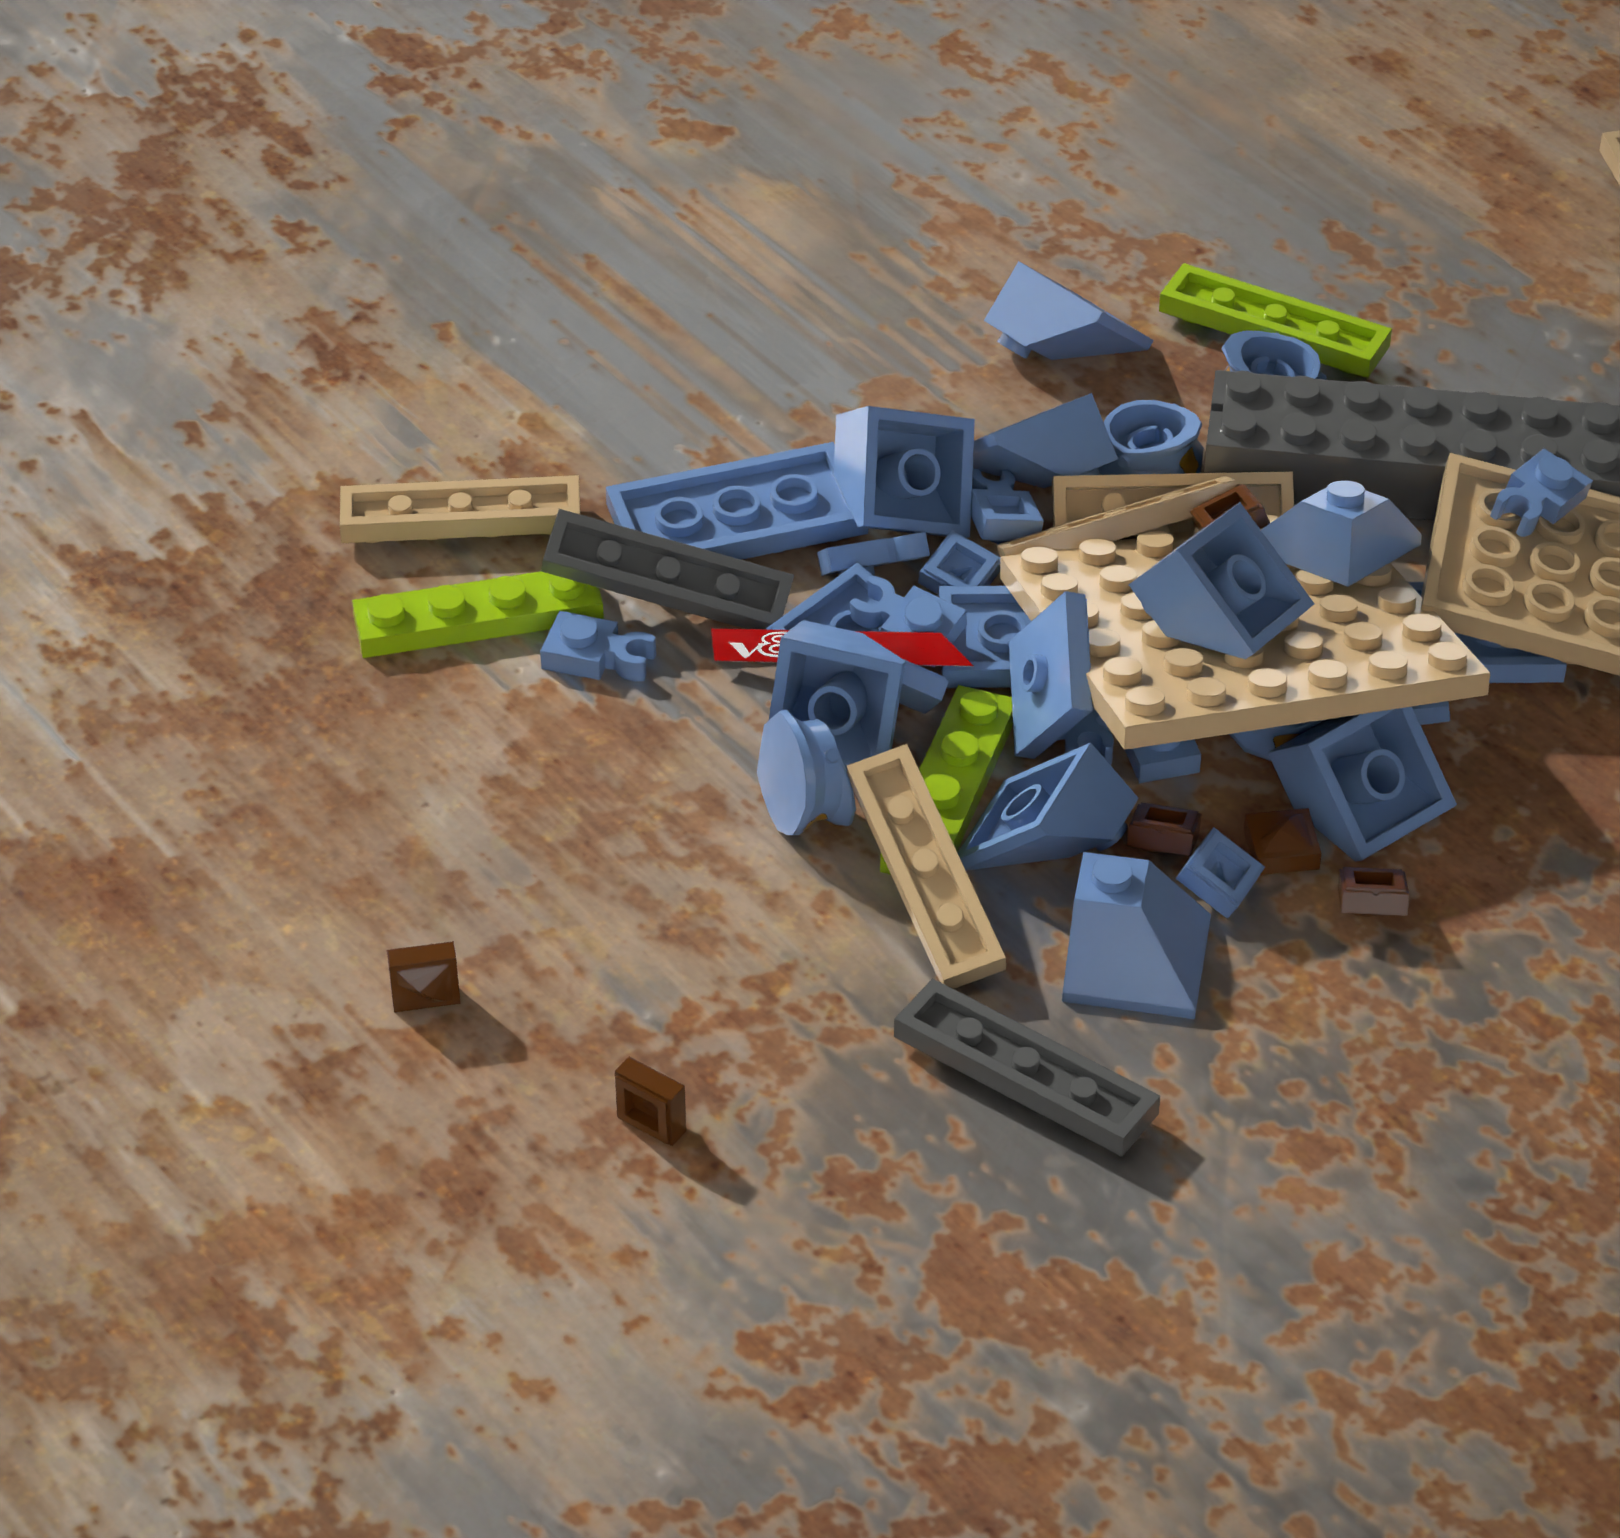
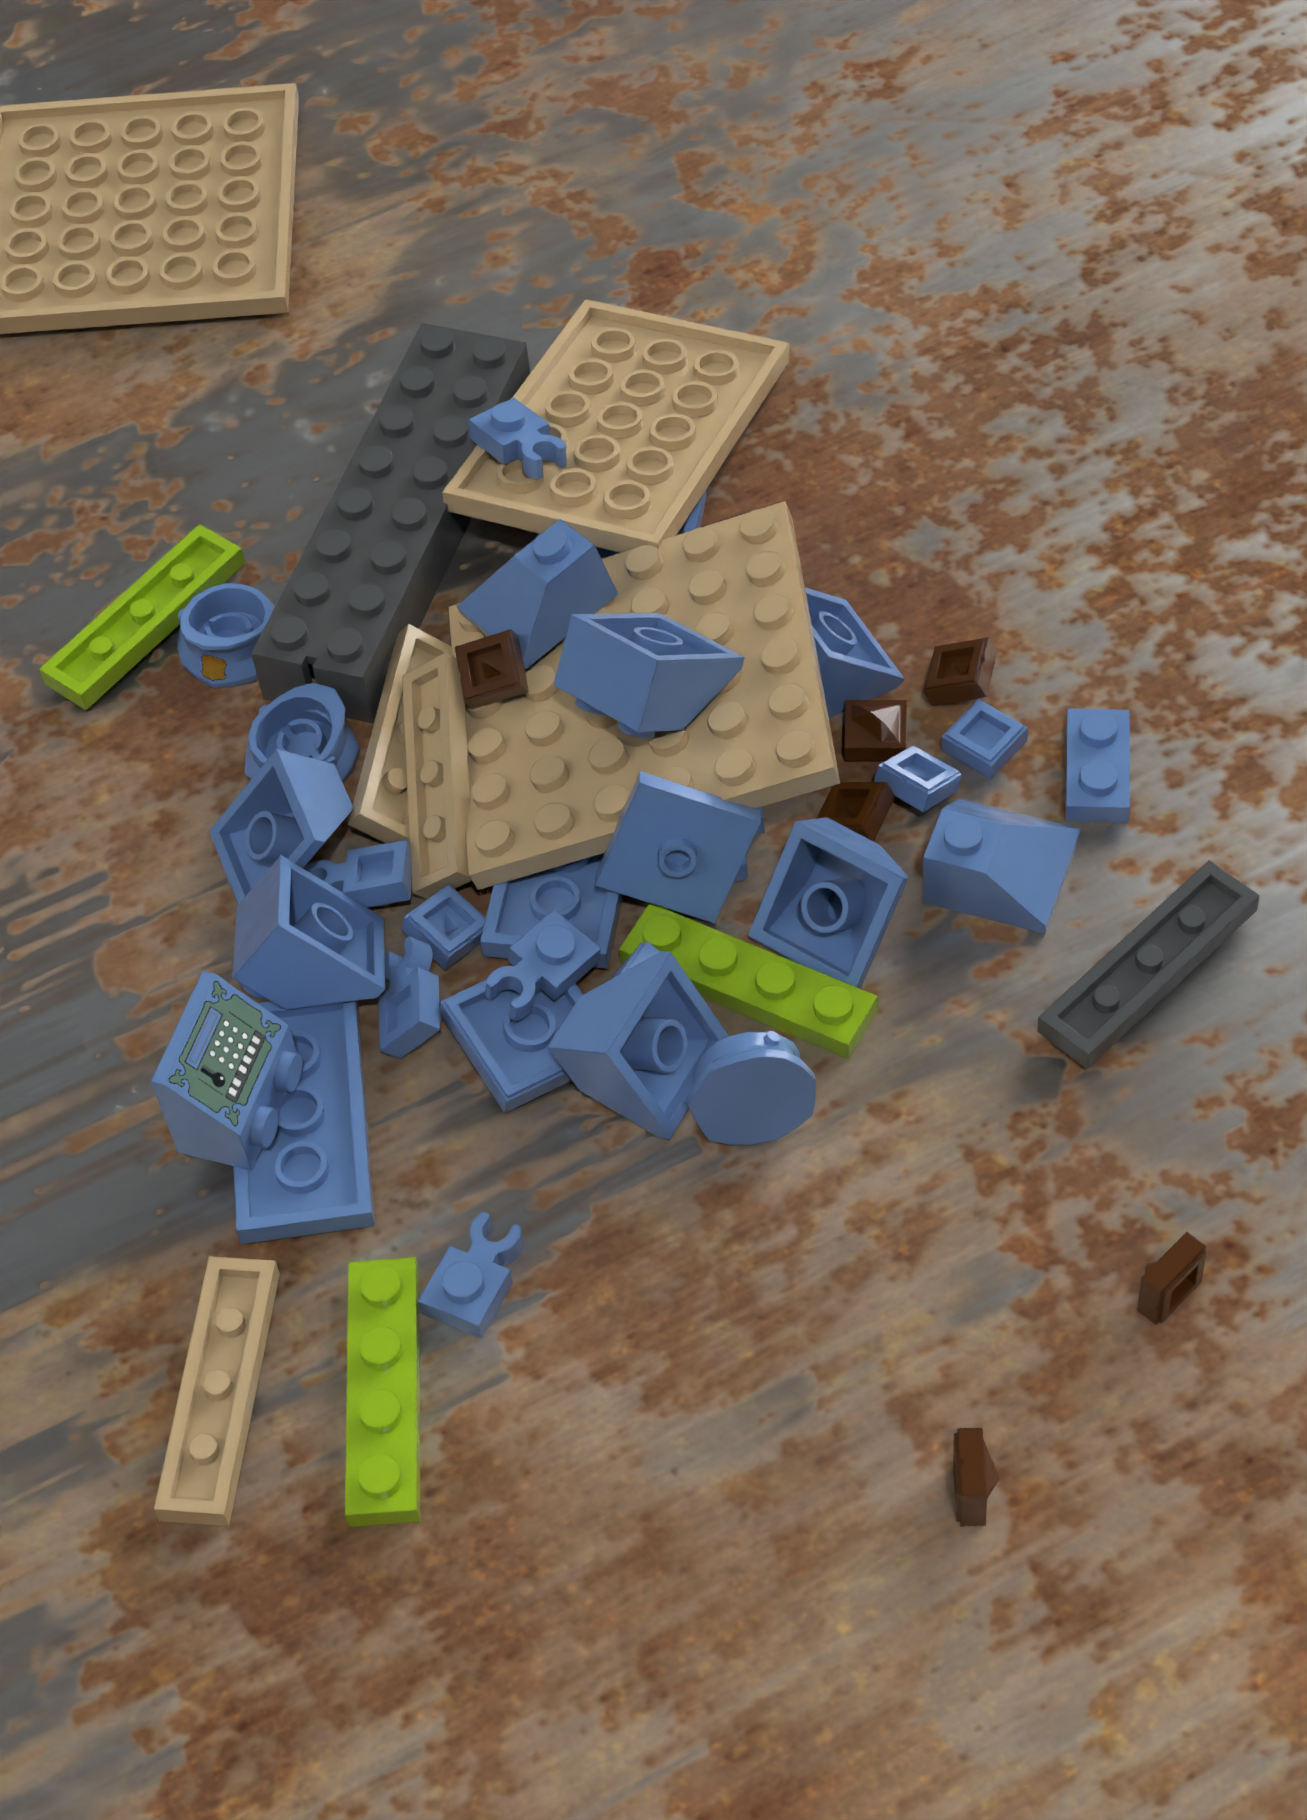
camera: 75 degrees left, 10 degrees up
(665, 572) = (406, 1182): dark grey plate -> none
(730, 420) = (225, 1075): none -> medium blue slope
(764, 645) = (543, 1070): red sticker -> none
(926, 868) = (898, 997): tan plate -> none
(1056, 321) = (94, 785): medium blue slope -> none
(1284, 1017) = (1097, 765): none -> medium blue plate
(1296, 927) = (984, 738): none -> medium blue tile

